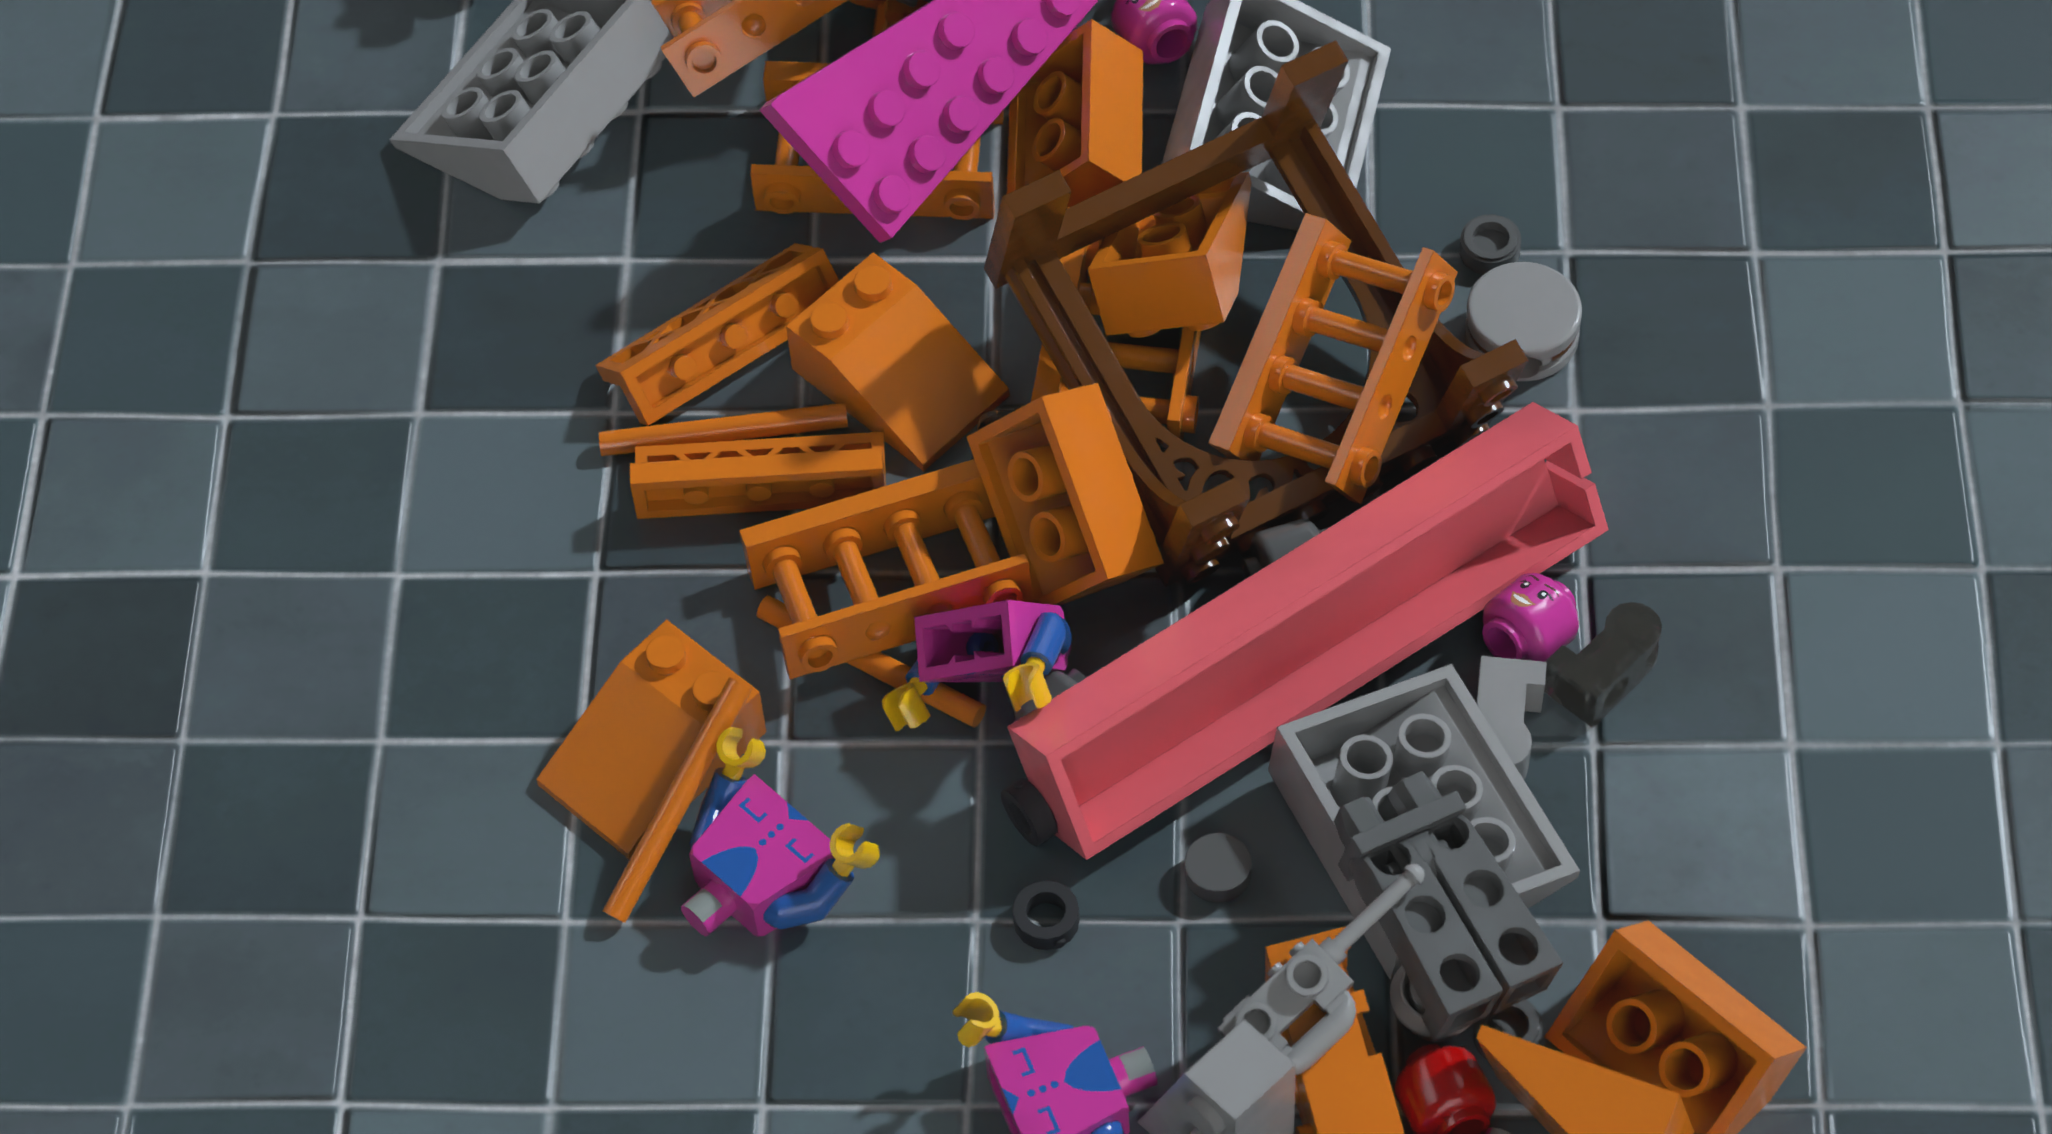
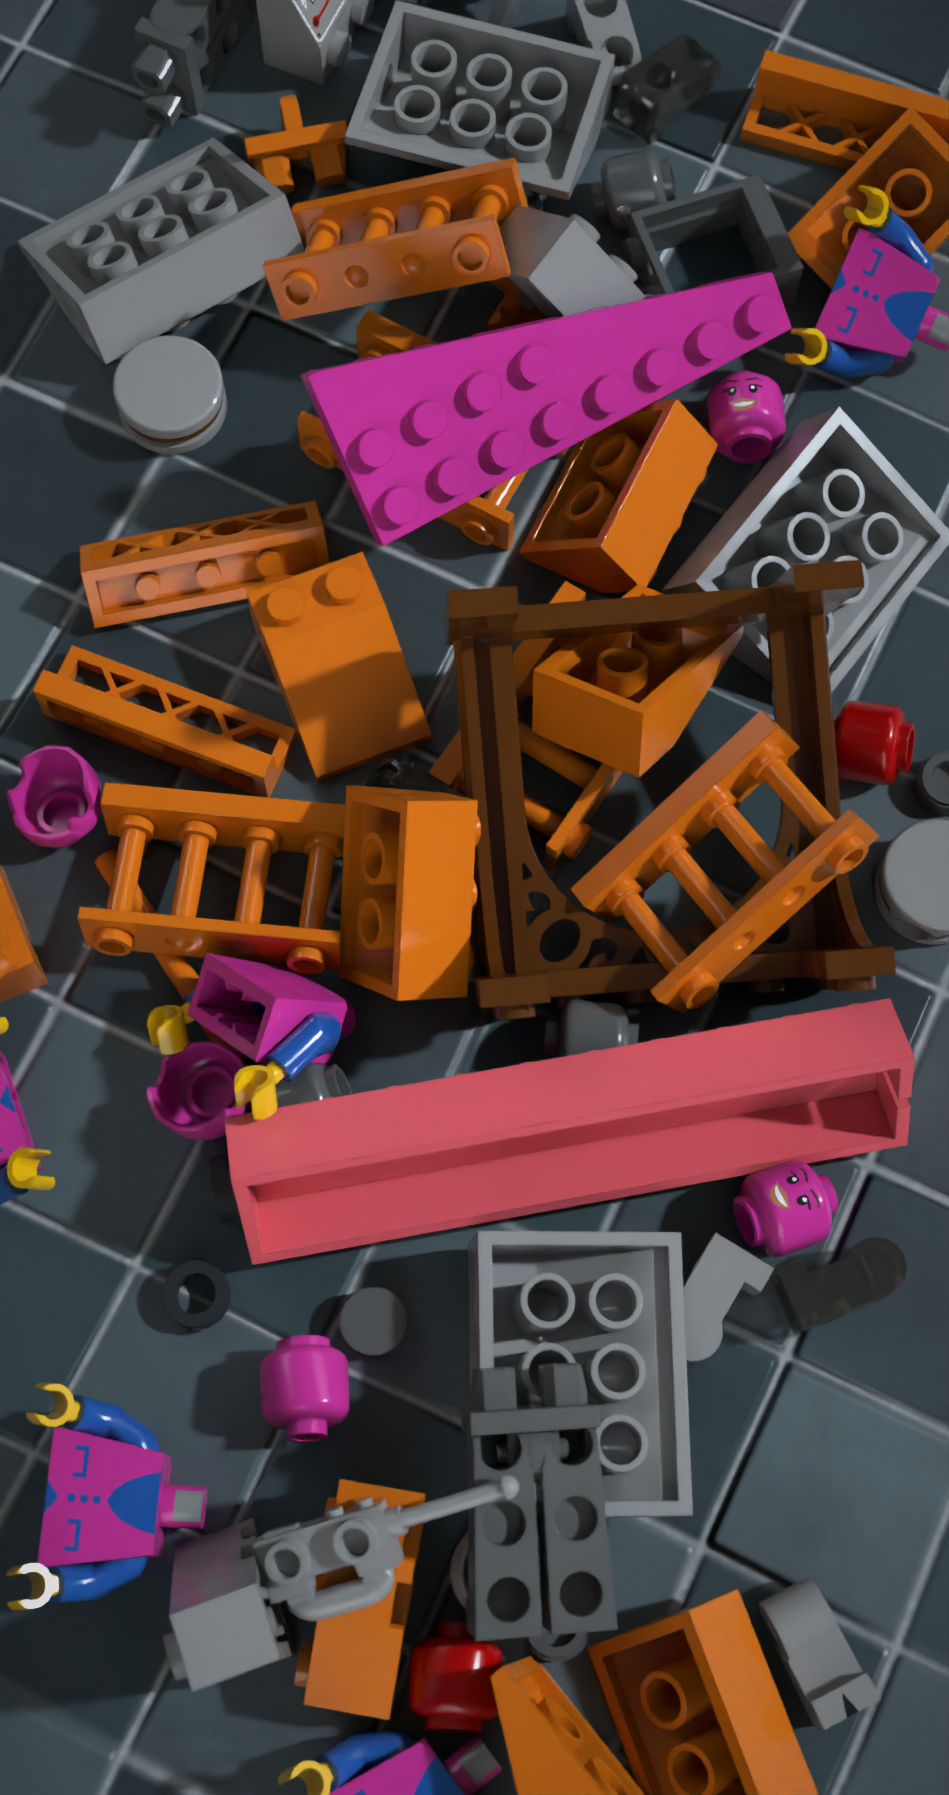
camera: 20 degrees right, 15 degrees up
(612, 207) = (170, 394): none -> light grey head
(695, 566) = (55, 797): none -> dark pink hair
(725, 428) = (160, 661): orange bar -> none
(964, 744) = (197, 1090): none -> dark pink hair
(1187, 933) = (304, 1387): none -> dark pink head
(1411, 224) = (872, 742): none -> red head
(1744, 948) = (816, 1655): none -> light grey leg

